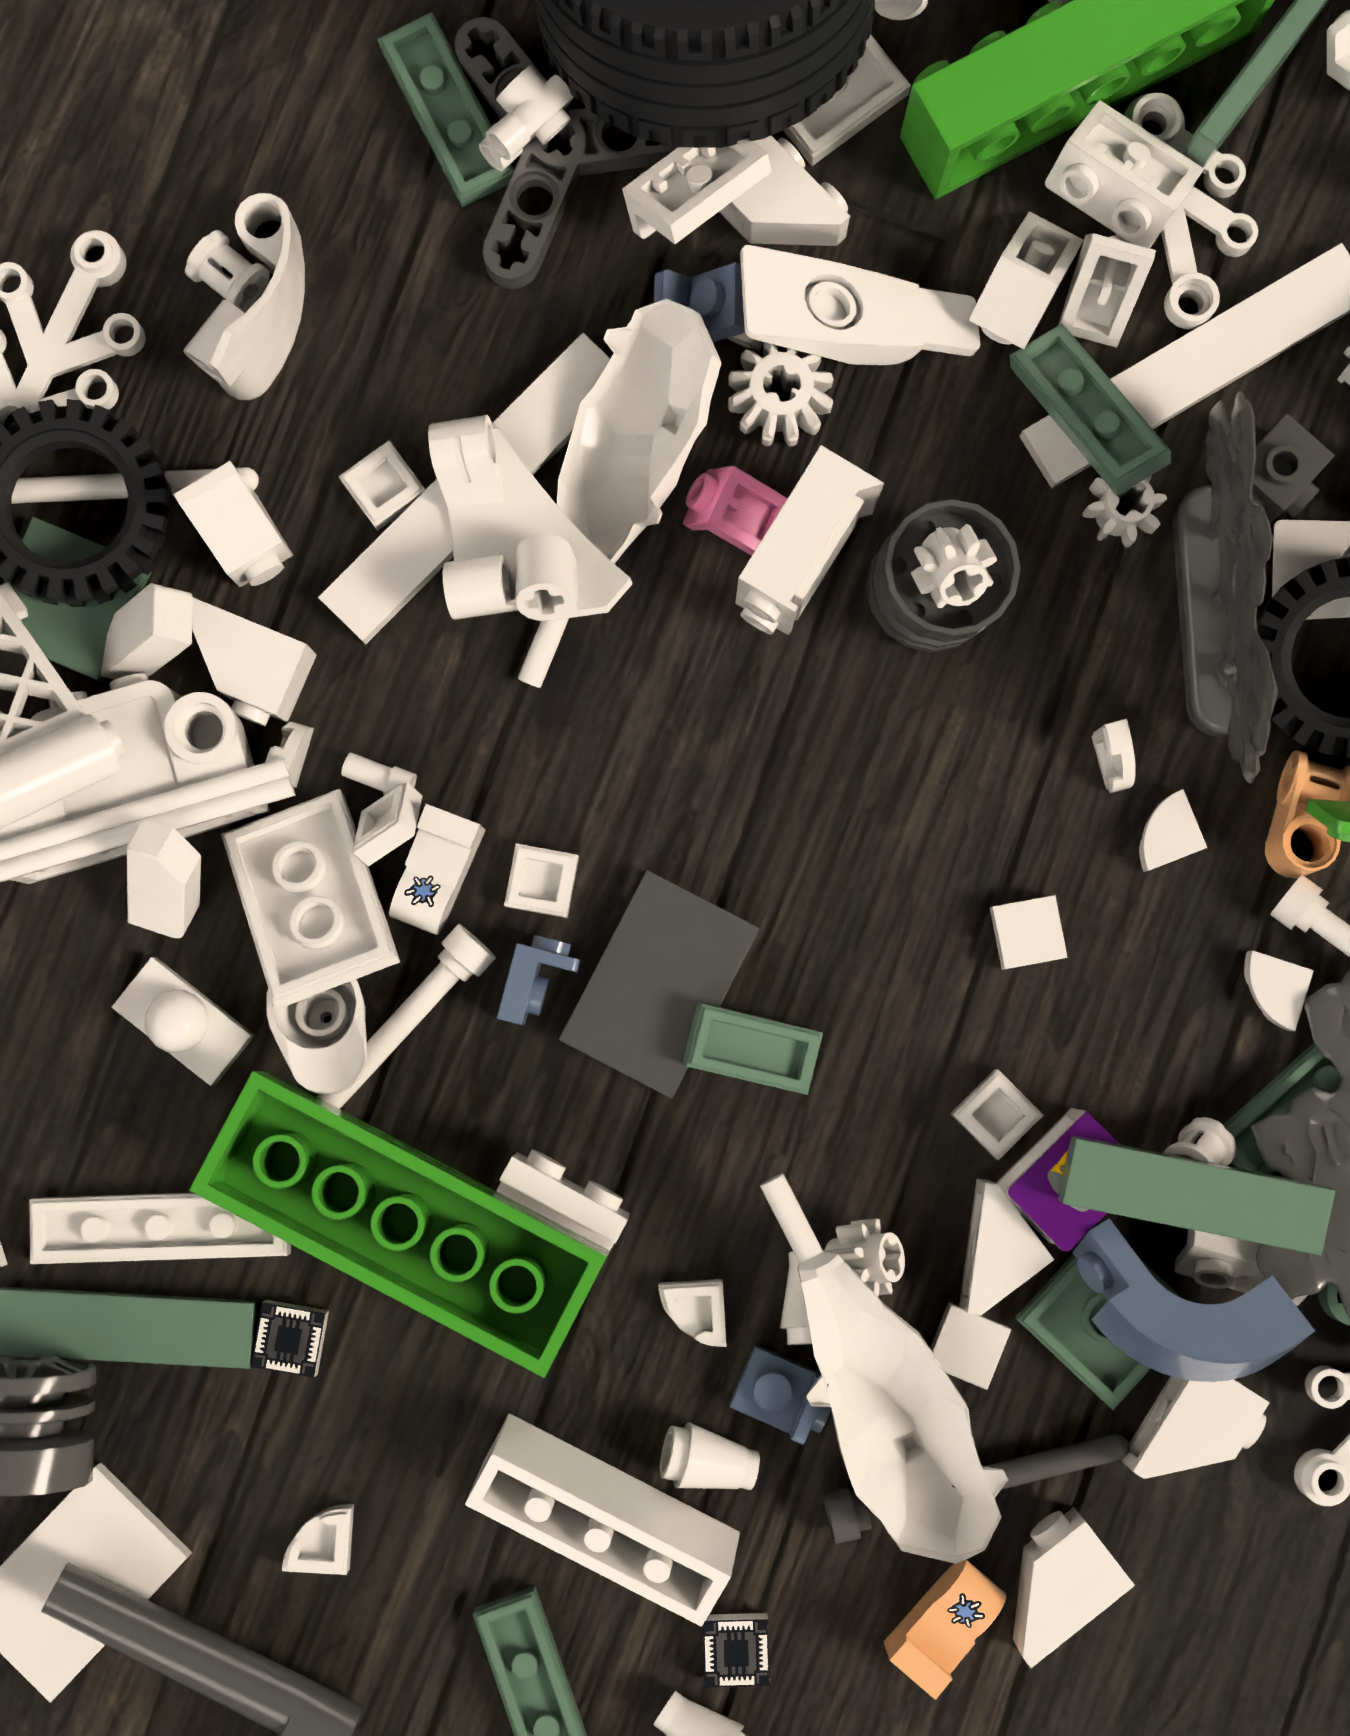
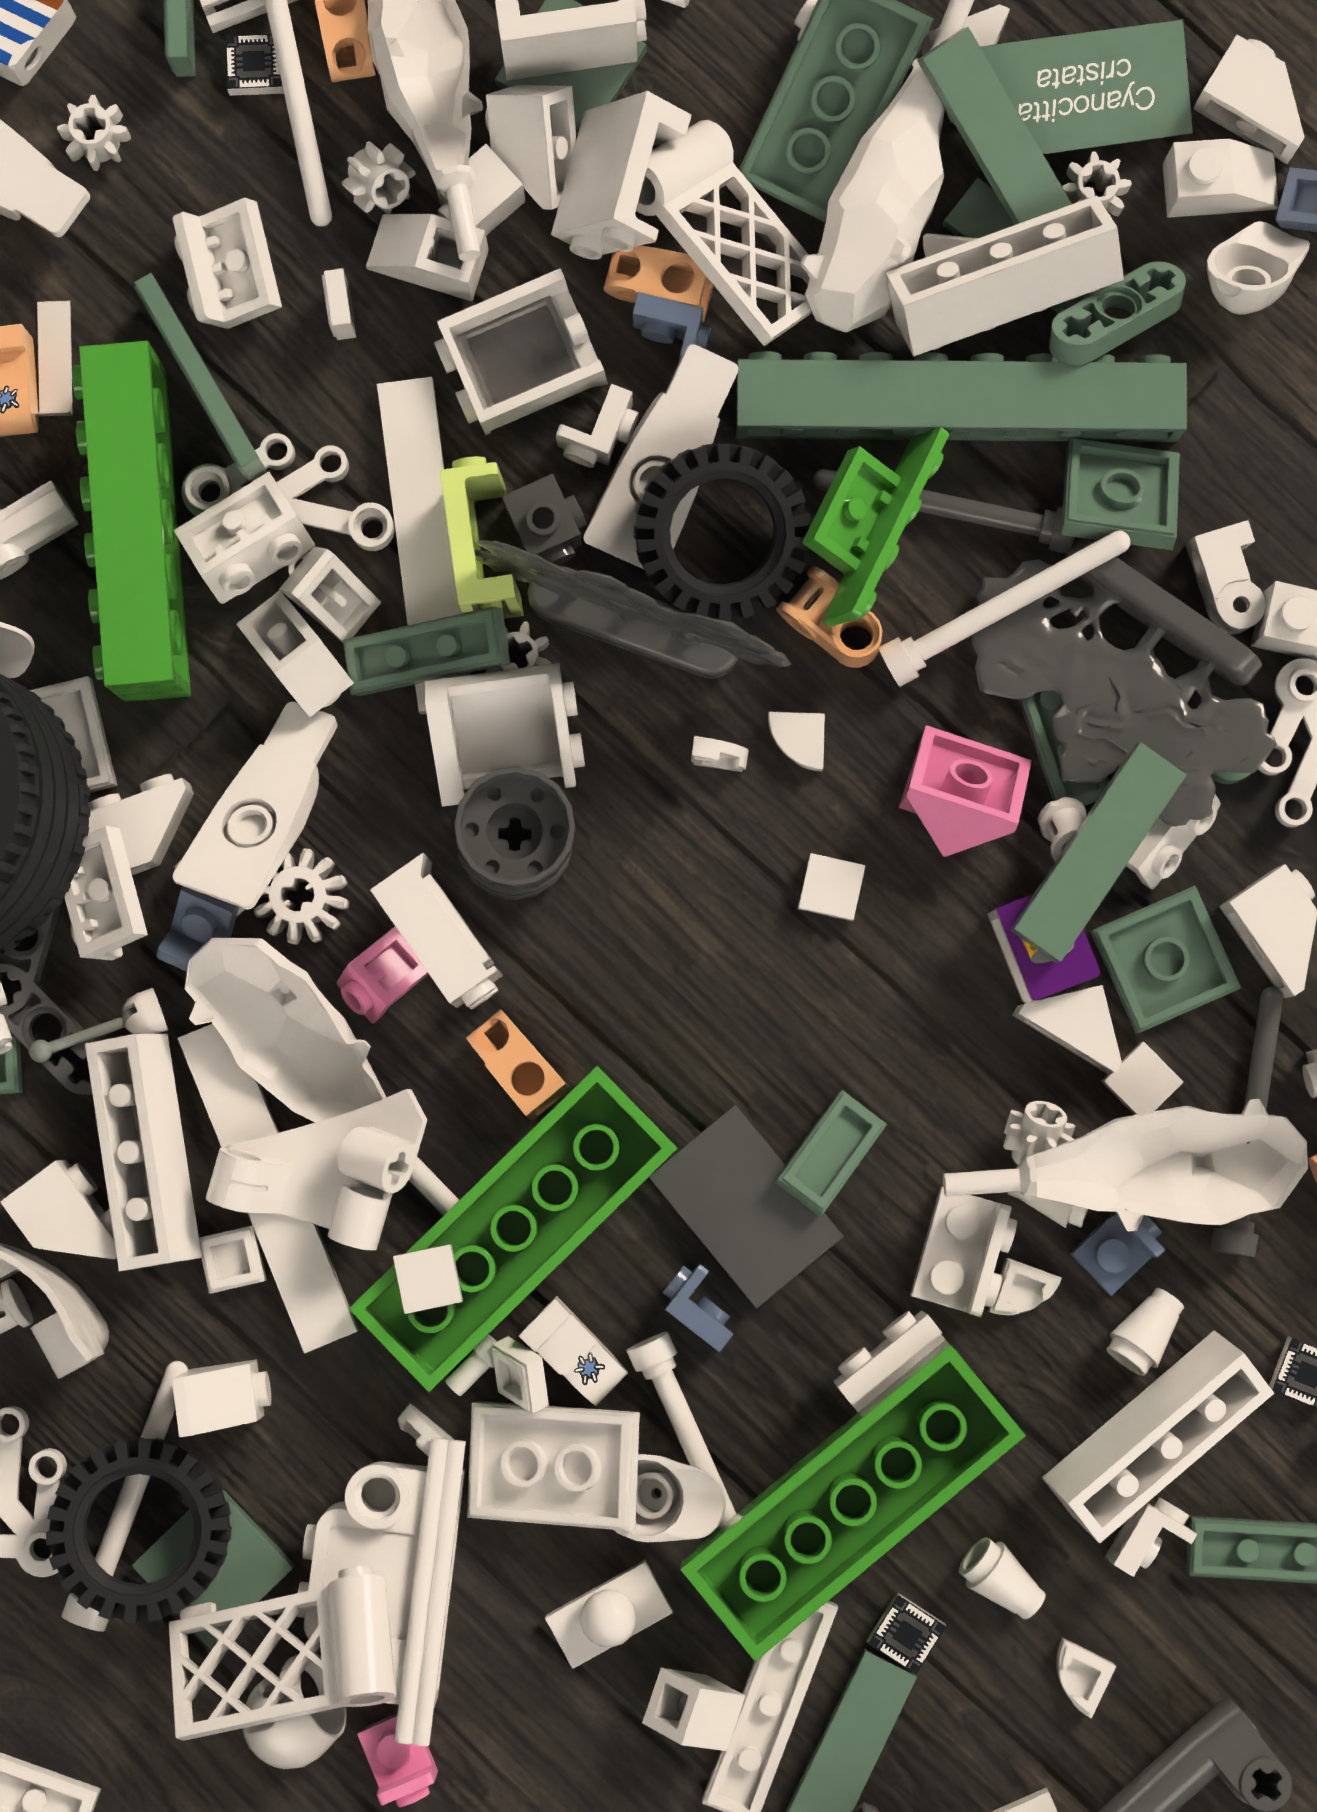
camera: 70 degrees left, 0 degrees up
(118, 1149) = (693, 1709): none -> white brick
(148, 632) = (276, 1508): white piece -> none
(162, 879) = (488, 1581): white piece -> none
(251, 663) = (335, 1433): white slope -> none
(356, 294) = (61, 1213): none -> white slope
(386, 1414) = (1000, 1577): none -> white cone
(444, 680) = (428, 1278): none -> white tile
(453, 343) = (143, 1150): none -> white brick
(486, 1543) = (1139, 1540): none -> white bracket
(534, 751) = (520, 1224): none -> bright green brick
(541, 880) = (619, 1267): white tile -> none
(589, 284) = (139, 1016): none -> hinge
(702, 687) = (518, 1065): none -> light nougat leg
(708, 1231) = (963, 1253): none -> white bracket
(953, 566) = (515, 825): white gear -> none
(996, 1114) = (967, 977): white tile -> none
(1054, 513) = (501, 723): none -> white panel
(1181, 1335) = (1204, 911): sand blue arch -> none
(1192, 1027) = (964, 790): none -> bright pink slope
(1277, 988) = (961, 706): white tile -> none
(1280, 372) = (462, 487): none -> yellowish green panel

